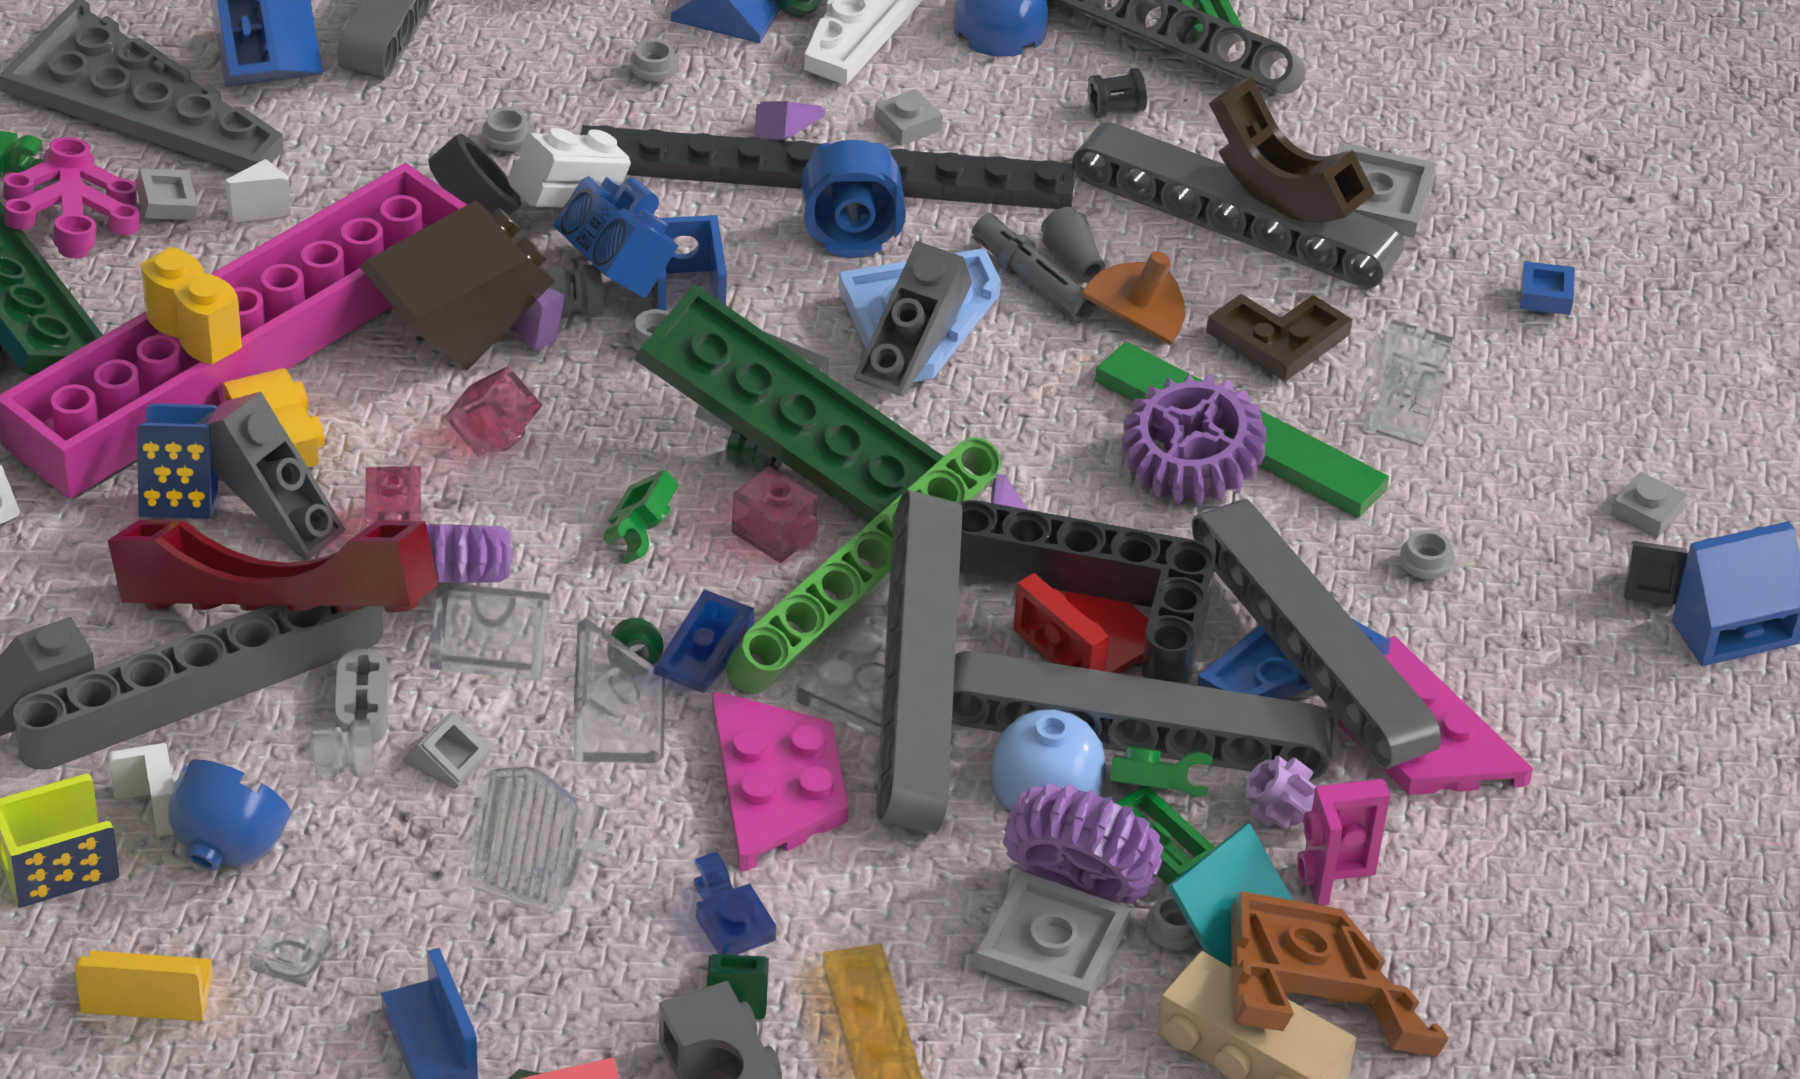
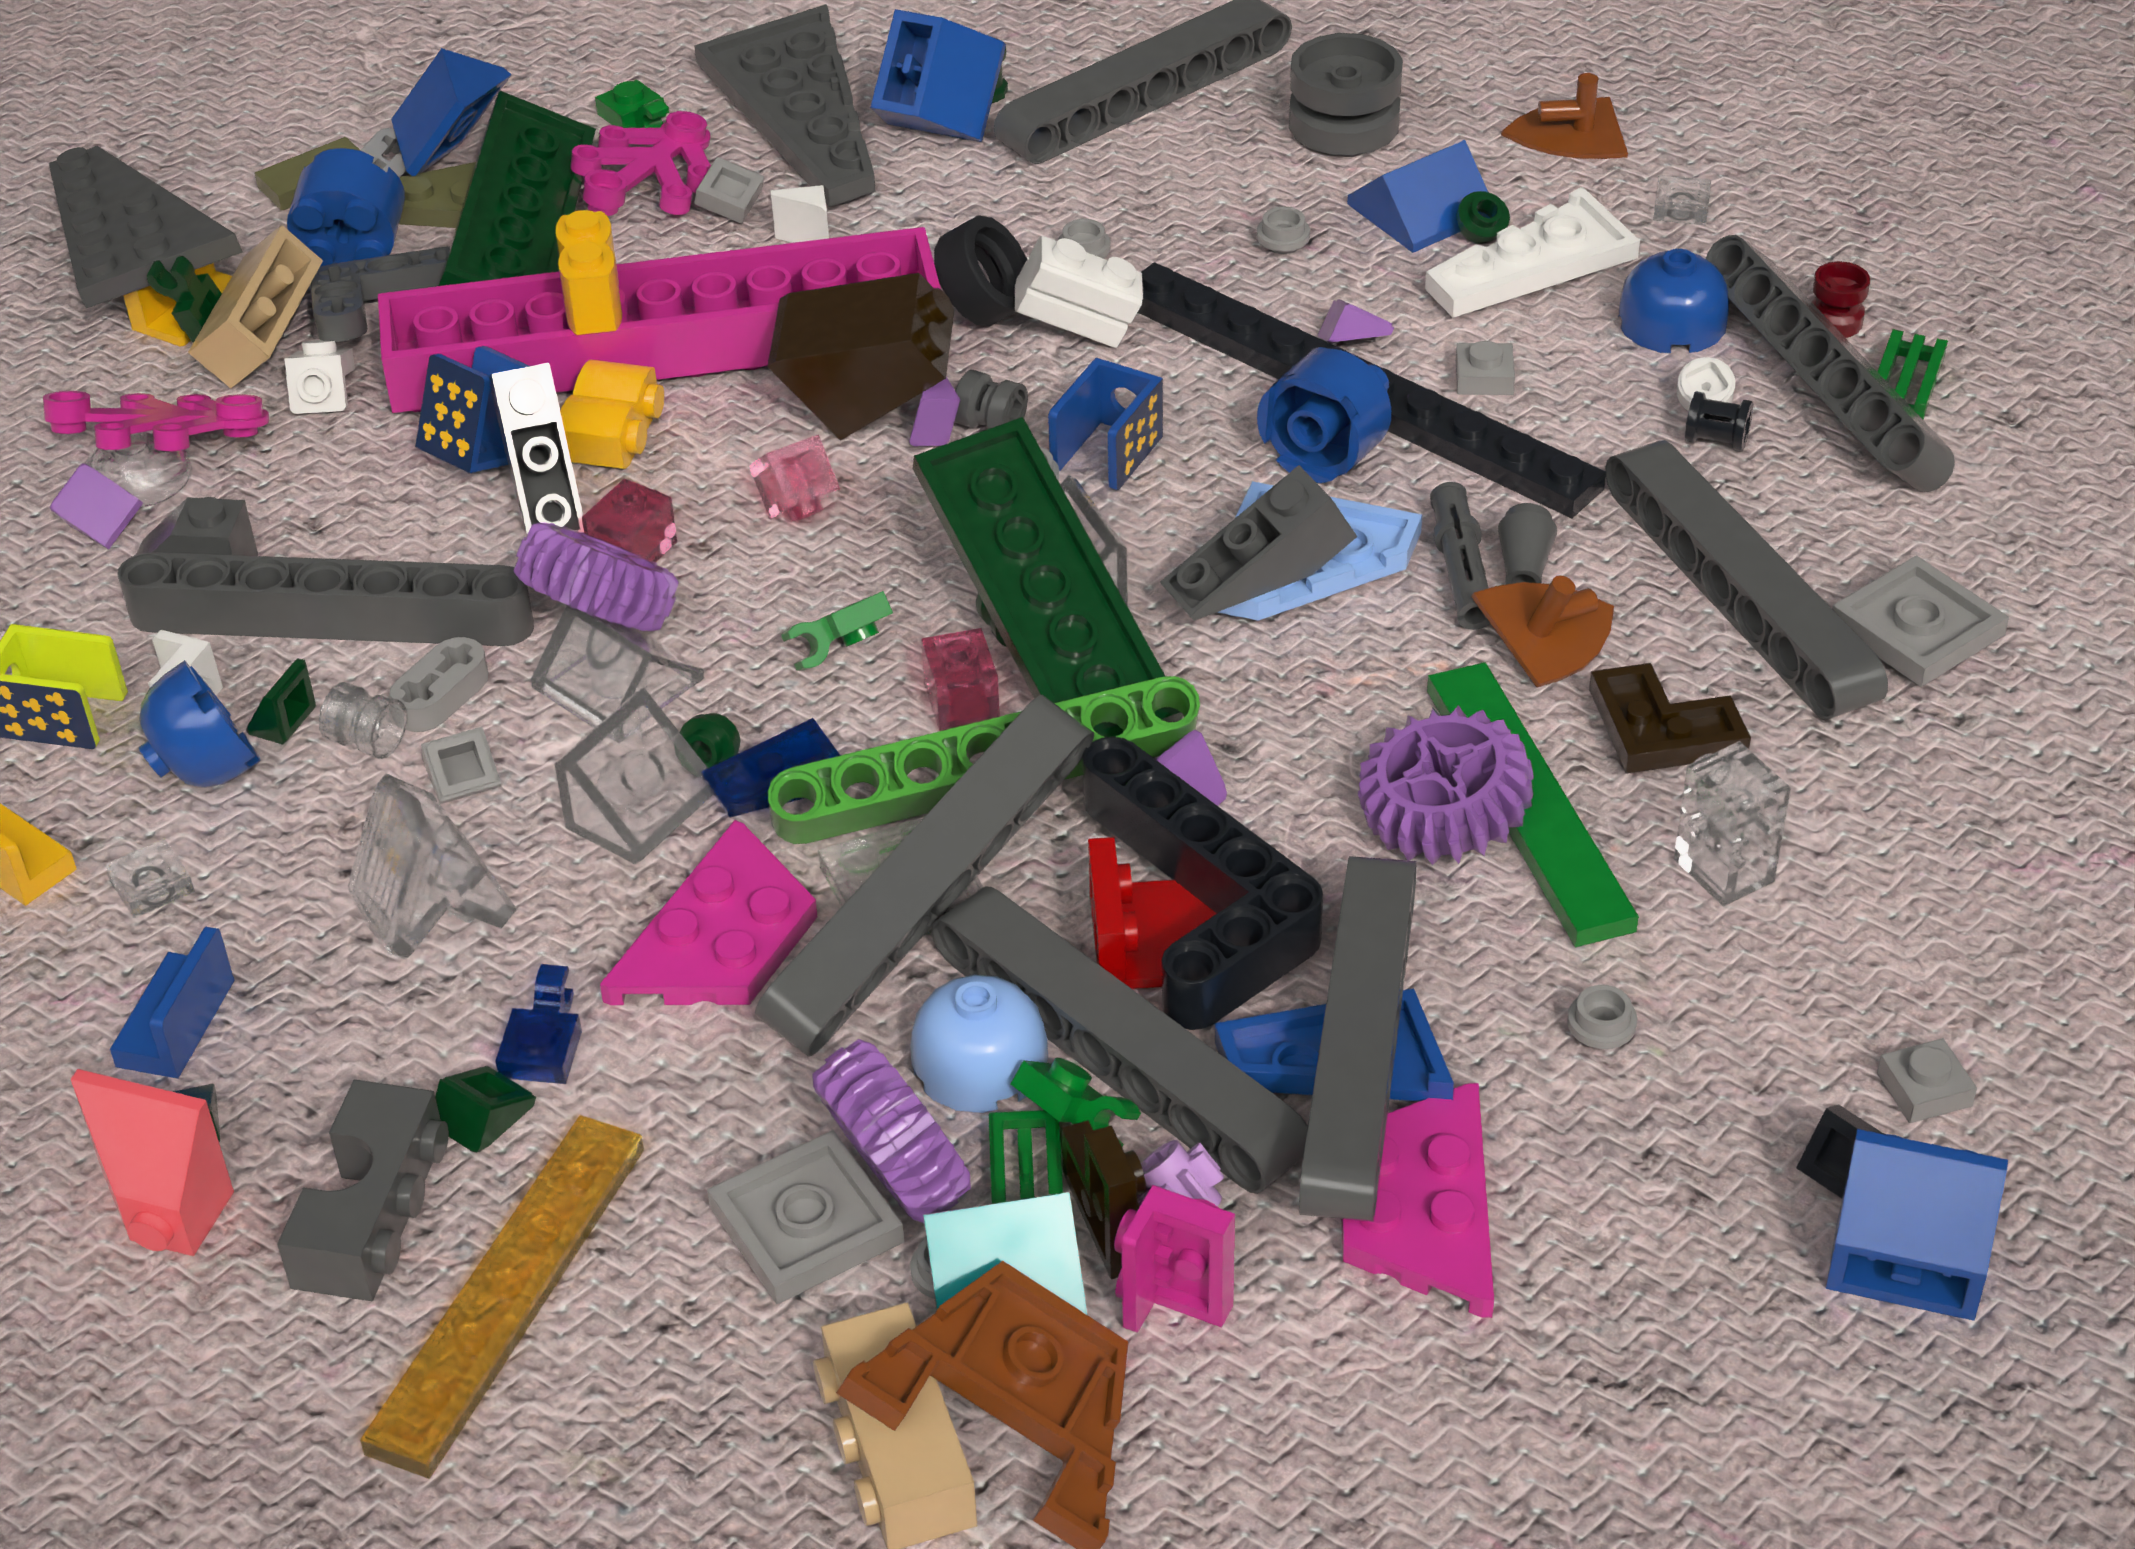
camera: 40 degrees right, 0 degrees up
(178, 564) = (469, 552): dark red arch -> none
(255, 758) = (284, 705): none -> dark green slope
(618, 231) = (1050, 360): blue piece -> none
(1077, 66) = (1706, 376): none -> white tile
(1262, 800) = (1102, 1184): none -> dark brown plate
(1277, 170) = (1780, 538): dark brown arch -> none
(1547, 288) = (2021, 797): blue plate -> none

